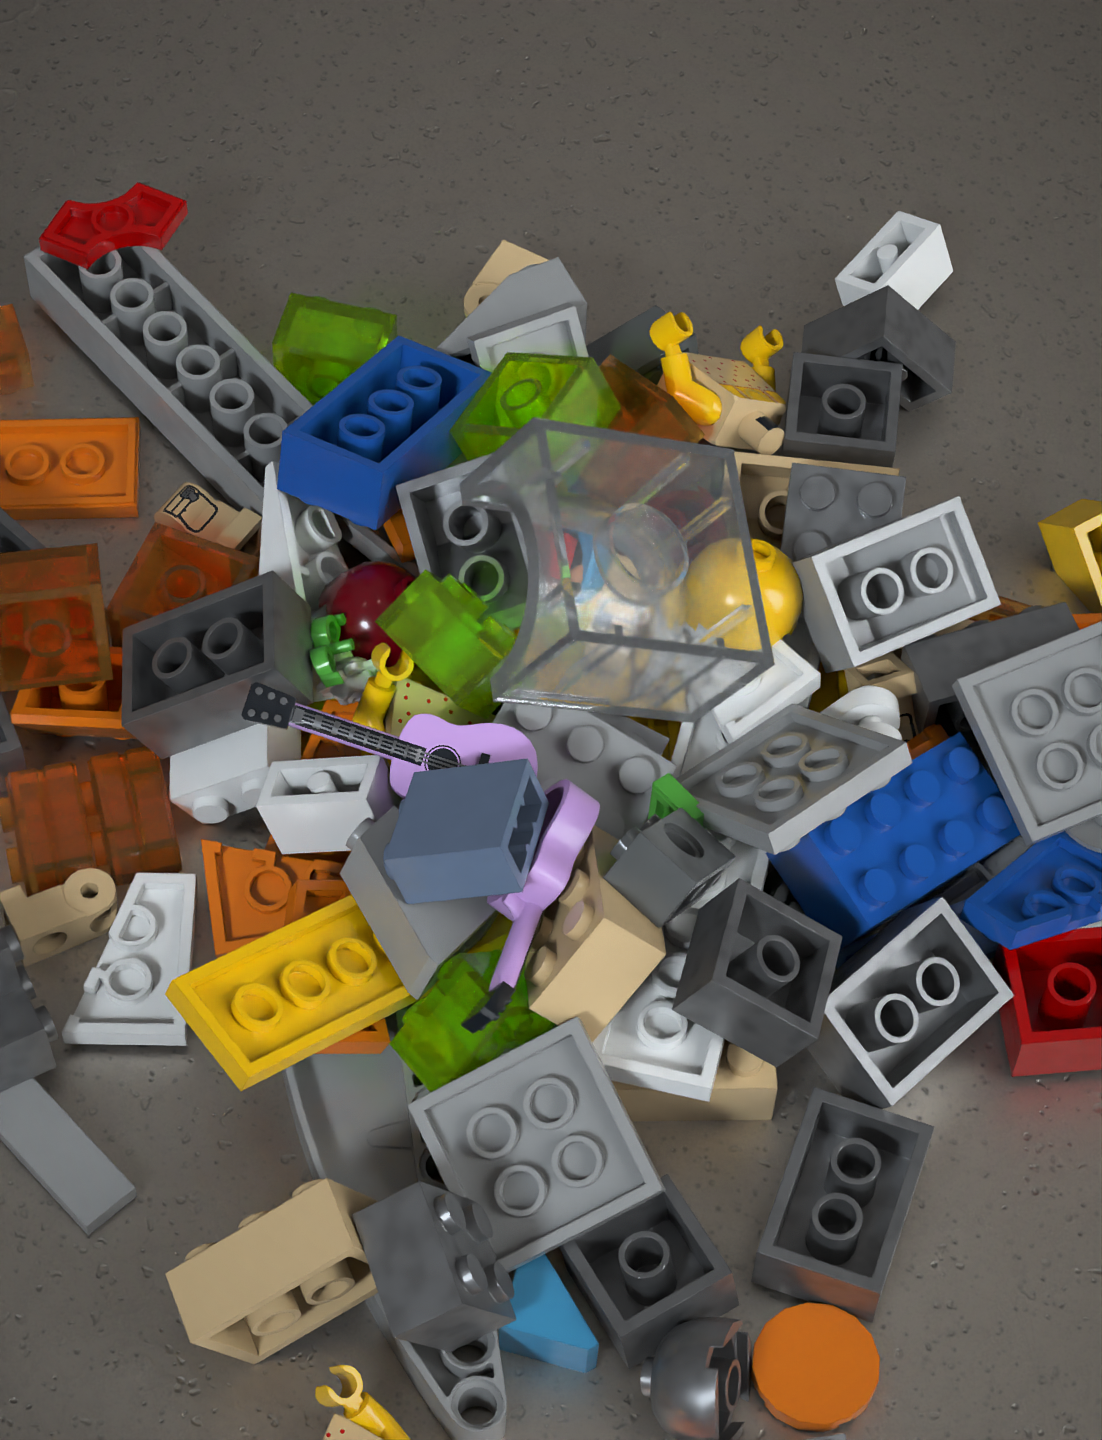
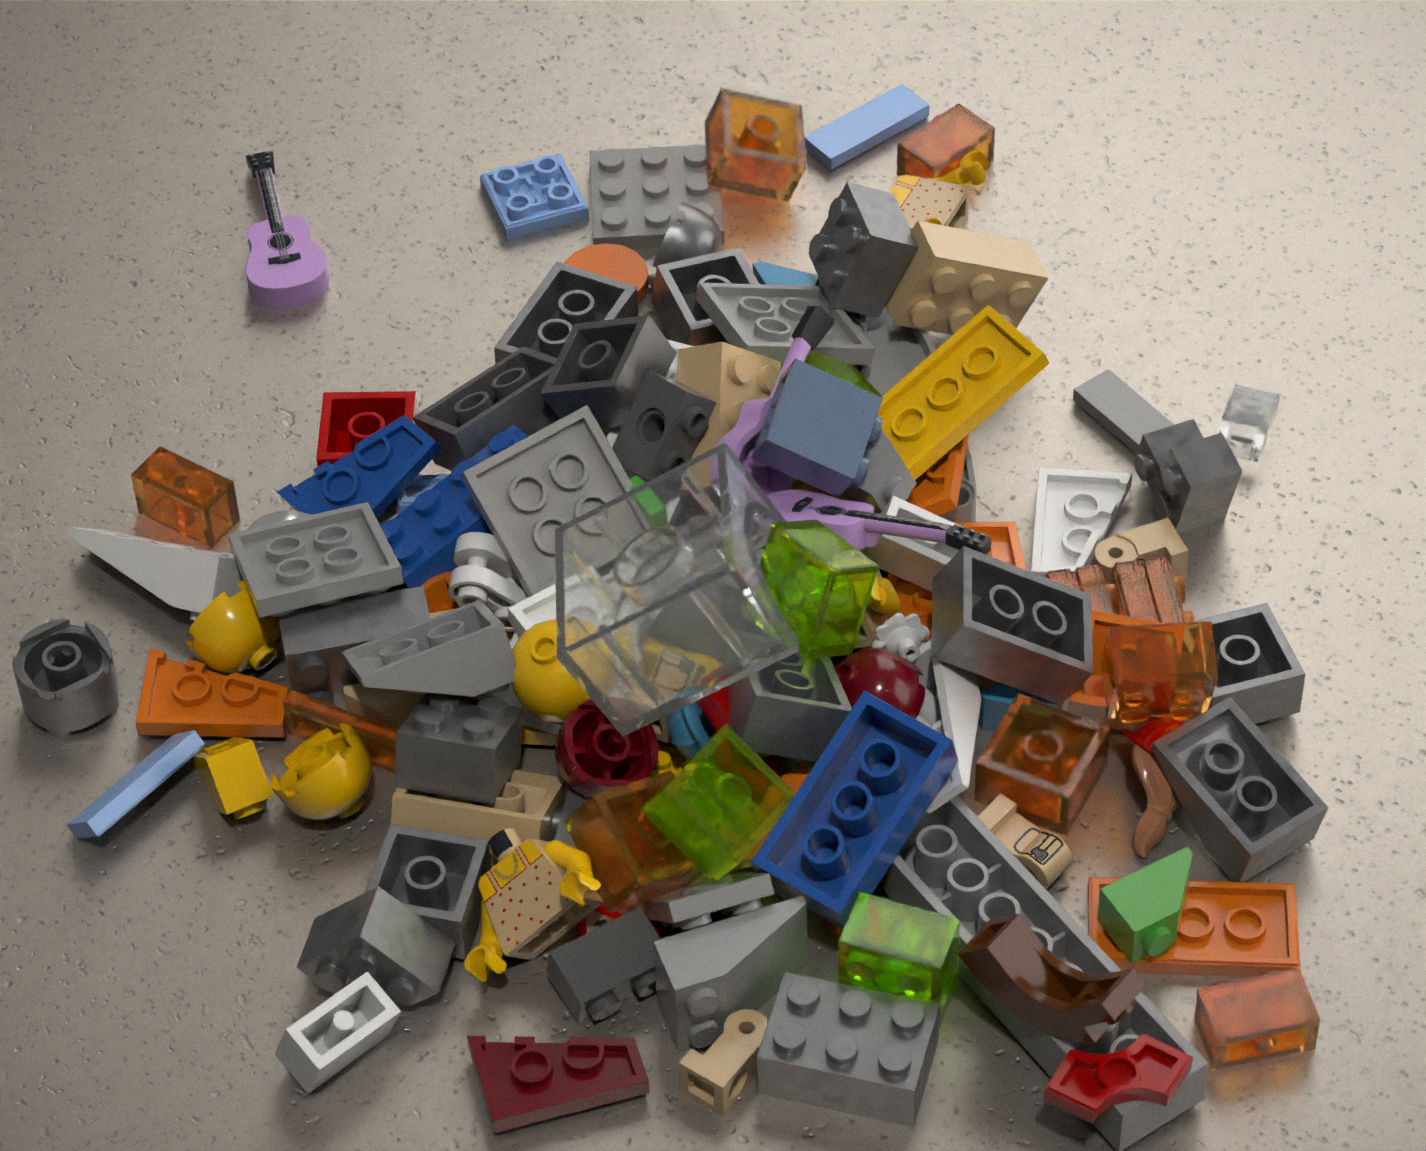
camera: 170 degrees left, 10 degrees down
(72, 441) = (1147, 906): none -> bright green slope
(167, 277) = (1042, 987): none -> reddish brown arch
(325, 637) = (922, 615): bright green piece -> none
(396, 276) = (848, 1049): none -> flat silver brick
(675, 271) = (547, 1080): none -> dark red wing
(1006, 530) = (325, 775): none -> yellow cylinder

